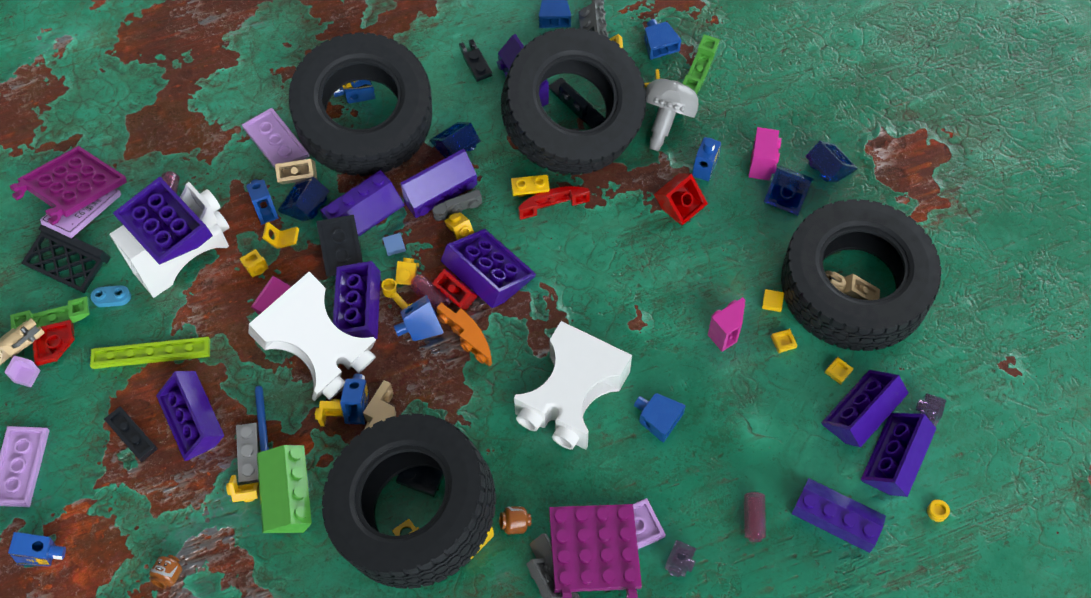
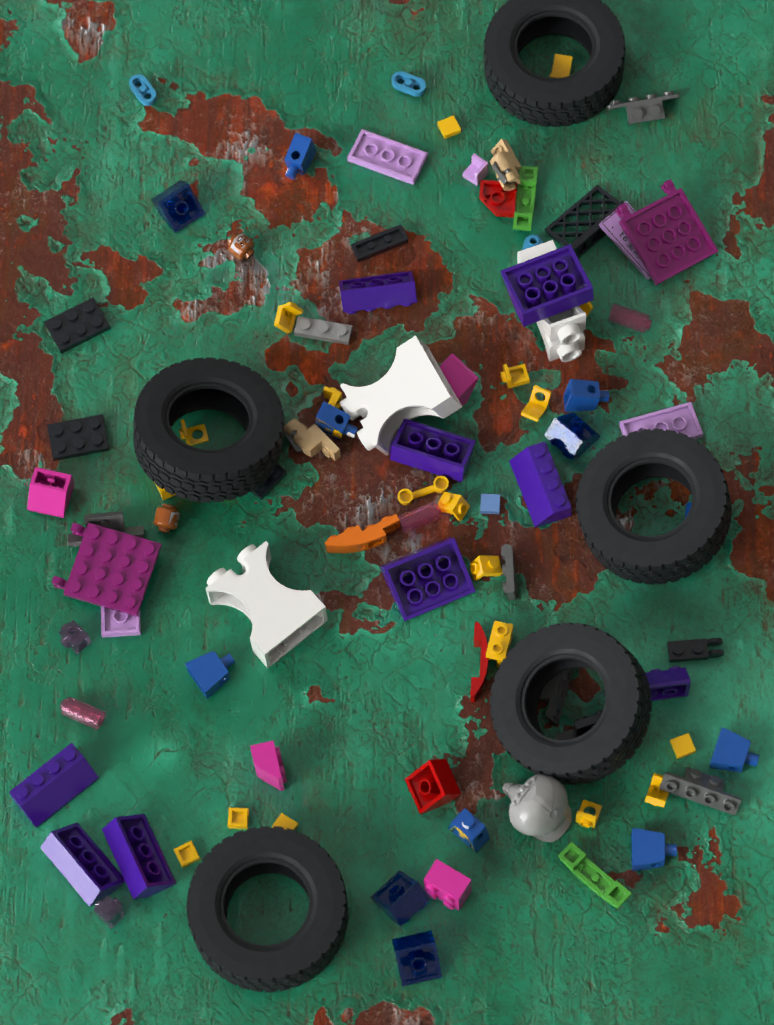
camera: 115 degrees right, 5 degrees up
(150, 352) = (456, 274): lime tile -> none
(261, 418) = (305, 340): blue piece -> none
(284, 490) = (271, 345): bright green slope -> none
(295, 171) = (604, 430): tan brick -> none
(339, 243) = (499, 450): black plate -> none
(419, 320) = (388, 496): blue torso -> none
(439, 183) = (536, 560): slope -> none
(455, 138) = (591, 594): clear blue slope -> none
(455, 289) = (410, 537): red brick -> none
(854, 286) = (259, 898): tan plate -> none
(938, 510) = (19, 874): yellow tile -> none

